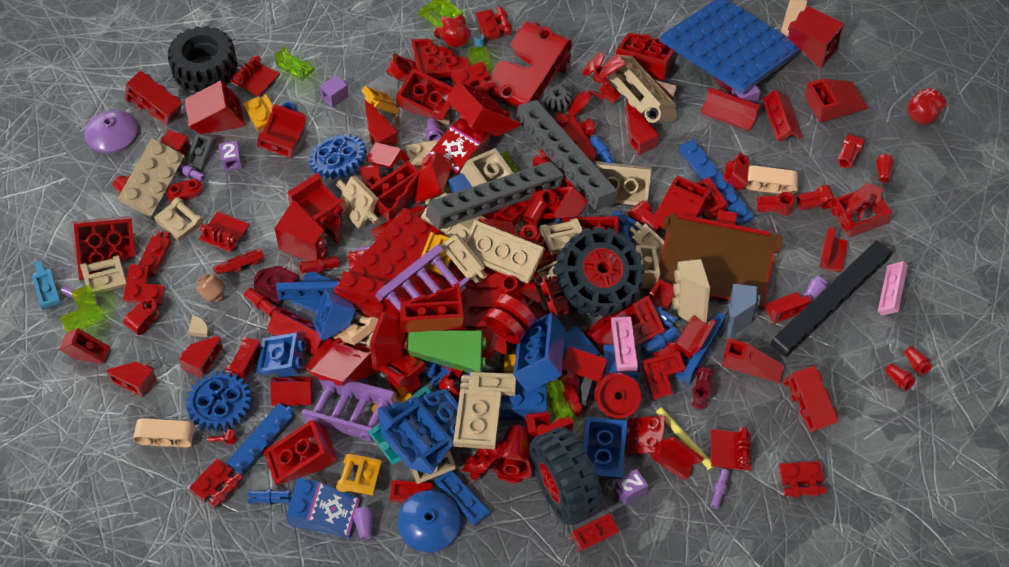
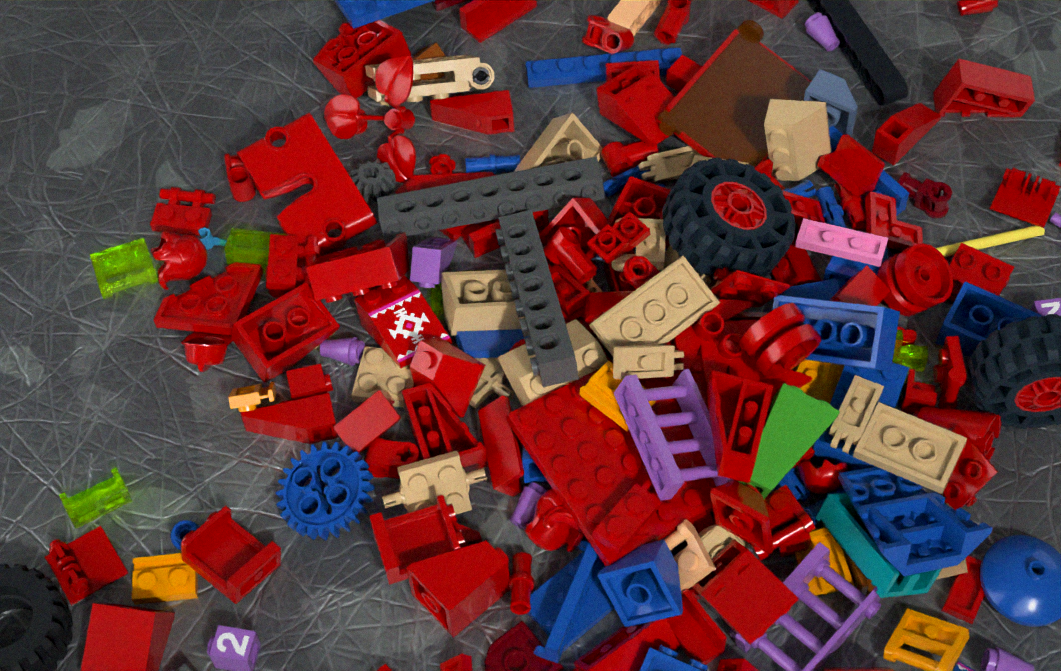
camera: 65 degrees left, 0 degrees up
(334, 91) = (189, 456): medium lavender brick -> none
(402, 122) = (308, 381): none -> red brick
(463, 497) = (1017, 519): blue tile -> none
(510, 143) = (430, 260): none -> medium lavender slope
(555, 221) = (620, 238): none -> red slope
(676, 457) = (1024, 257): red panel -> none
(786, 307) = (835, 60): red panel -> none

